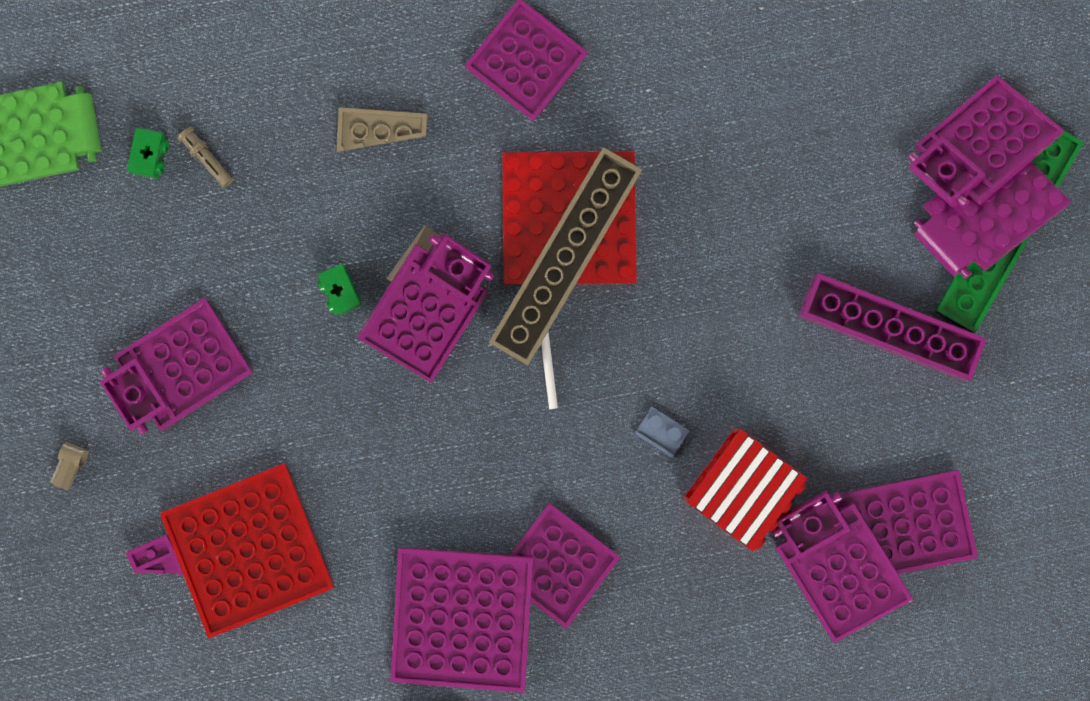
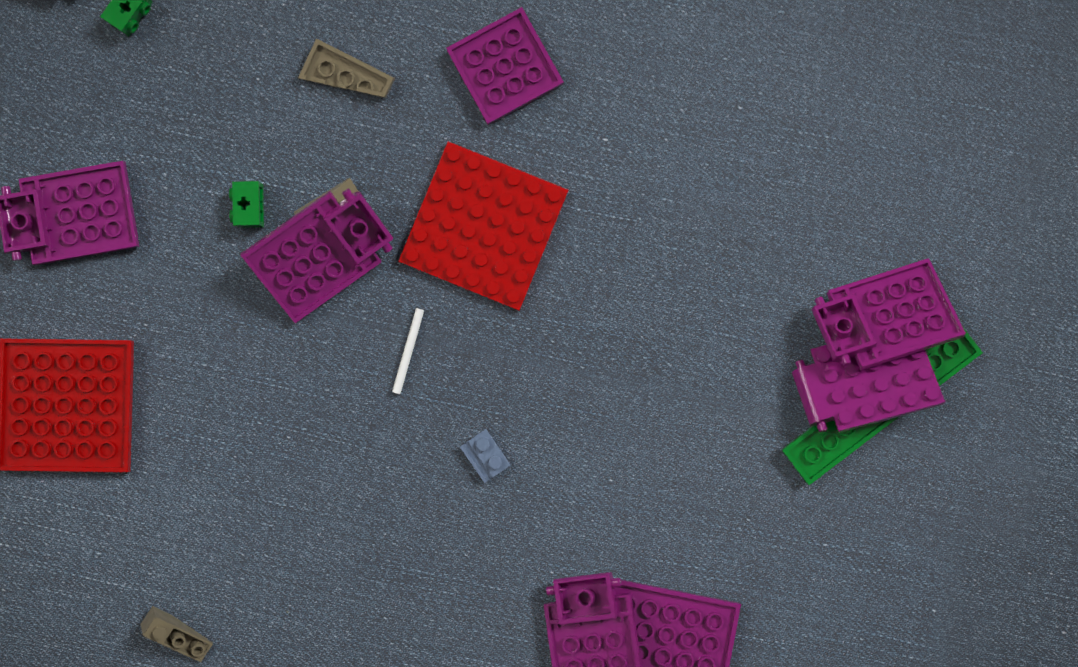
camera: 25 degrees right, 0 degrees up
(199, 149) = (175, 25): dark tan pin -> none
(461, 619) = (230, 549): magenta plate -> none
(565, 256) = (461, 259): dark tan brick -> none
(565, 564) = (339, 537): magenta plate -> none
(745, 489) = (536, 541): brick -> none
(892, 327) = (734, 449): magenta brick -> none

